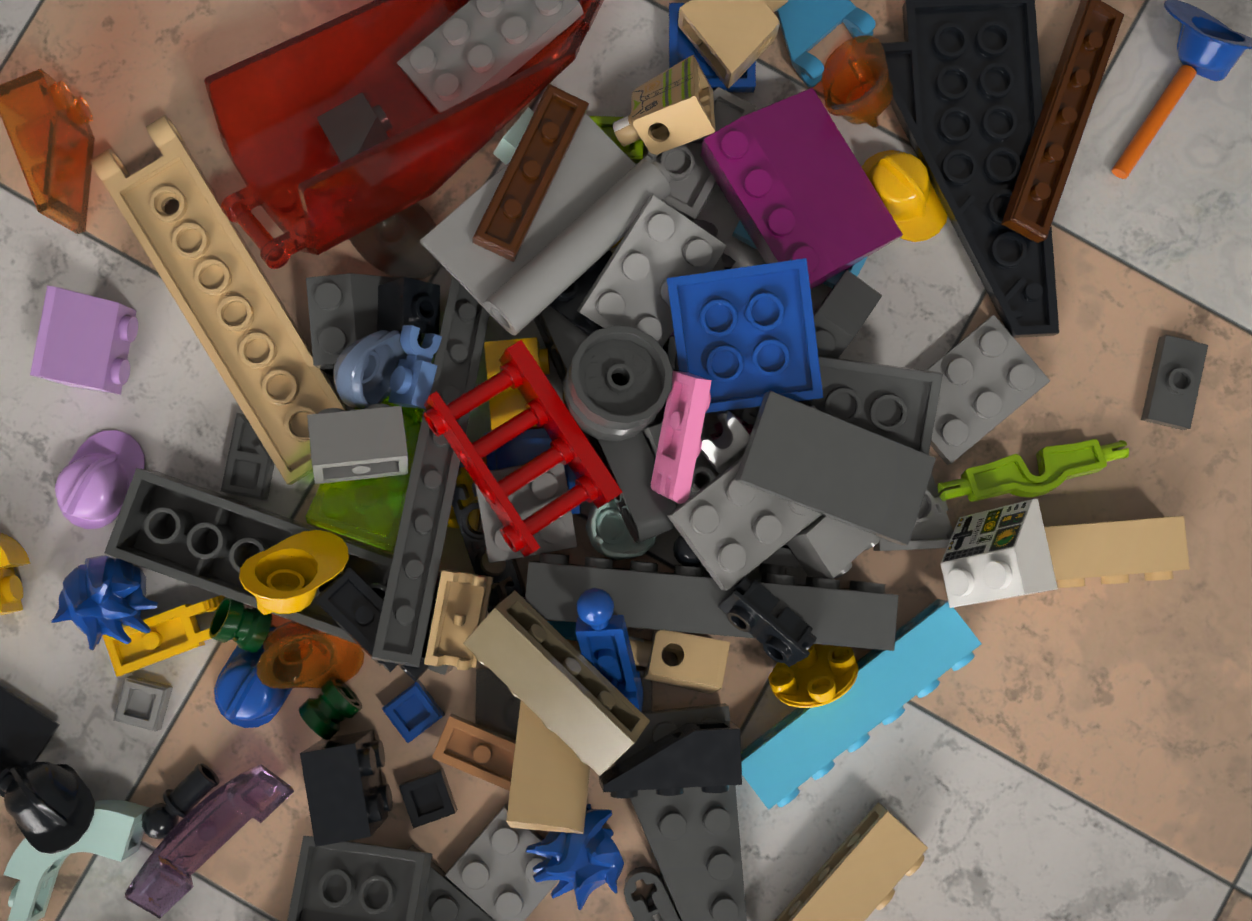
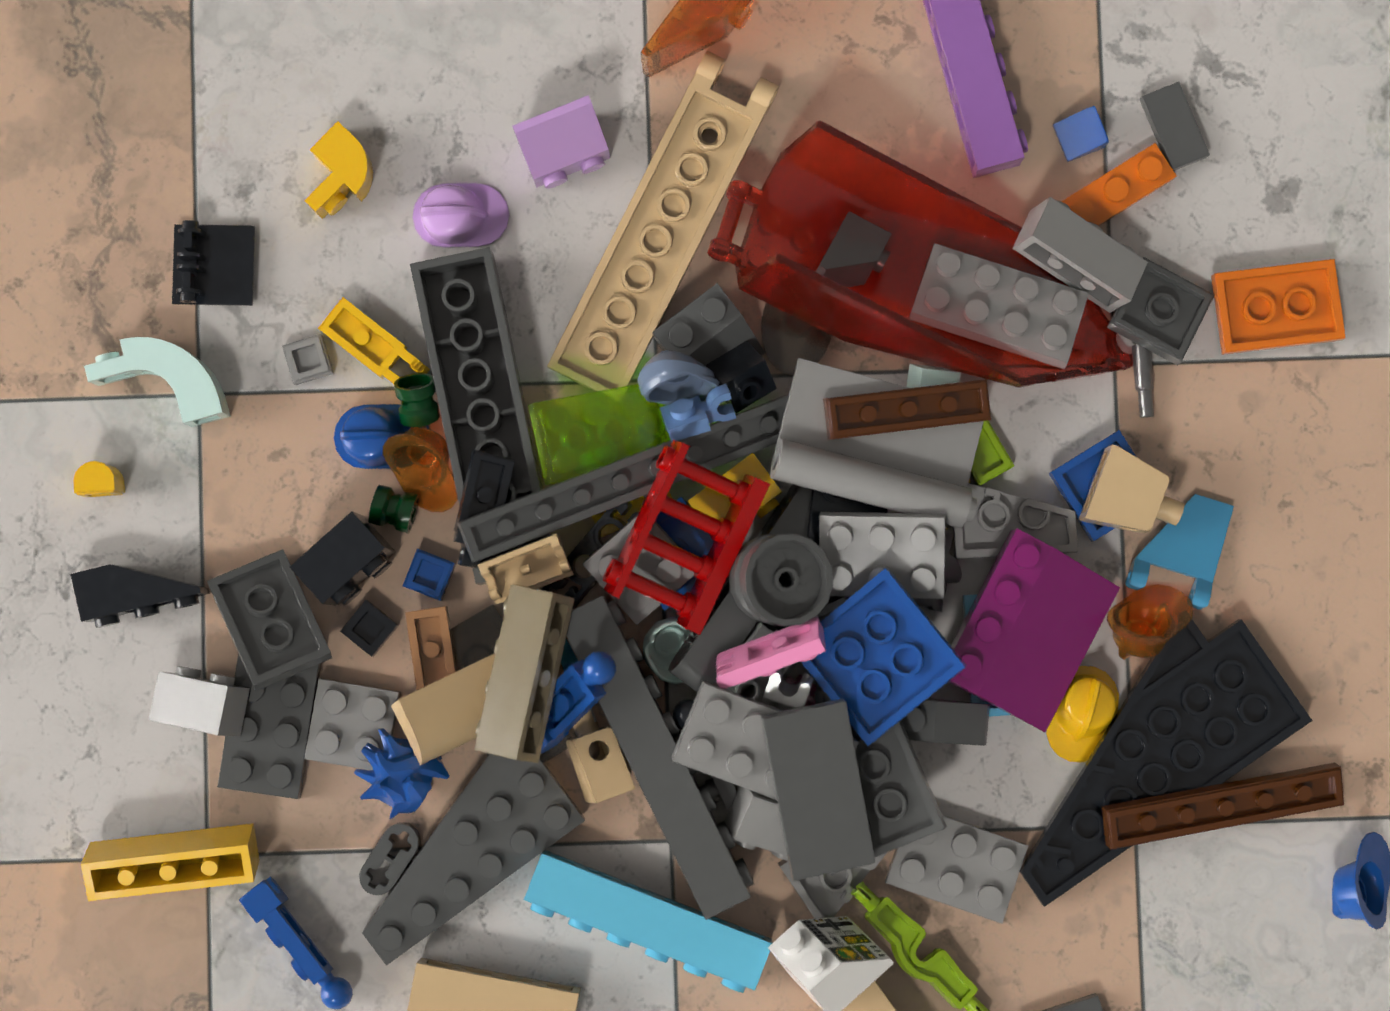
camera: 60 degrees right, 0 degrees up
(49, 805) = (192, 342): black piece -> none
(104, 599) = (373, 283): blue hair -> none
(162, 817) = (229, 431): black pin -> none
(201, 833) = (239, 470): slope -> none
(248, 463) = (545, 323): dark grey tile -> none
(293, 570) = (487, 420): yellow piece -> none
(357, 443) = (613, 408): light grey brick -> none
(670, 109) = (1029, 485): tan torso -> none
(688, 757) = (527, 811): black slope -> none
(782, 637) = (662, 826): black hinge -> none
(817, 678) = (650, 871): yellow dish -> none
(1154, 121) = (1273, 883): orange bar -> none

